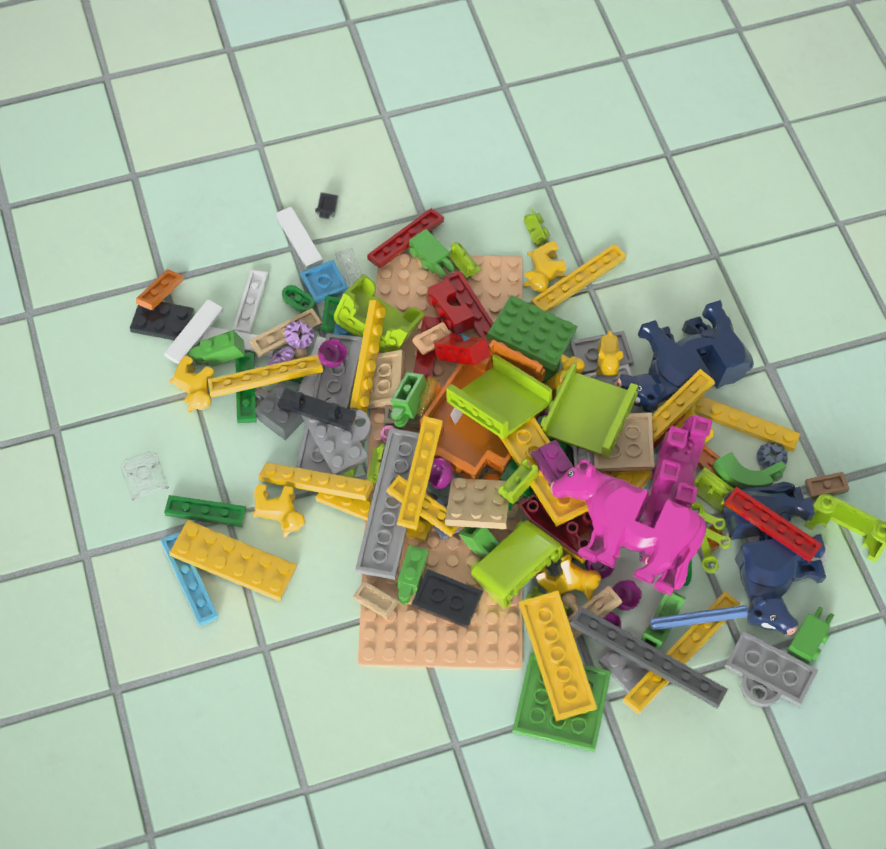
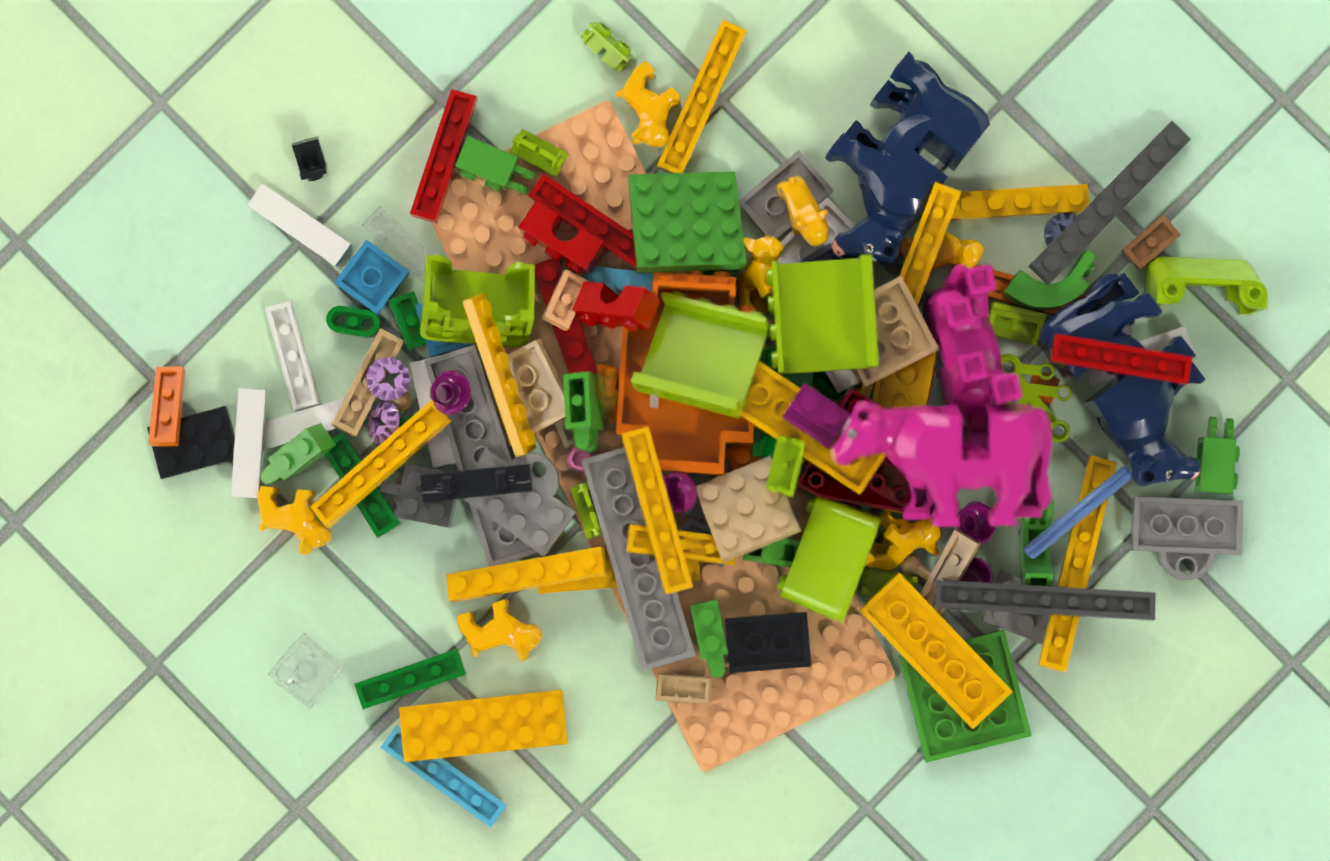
camera: 25 degrees left, 25 degrees up
(809, 445) = (1109, 203): none -> dark grey plate

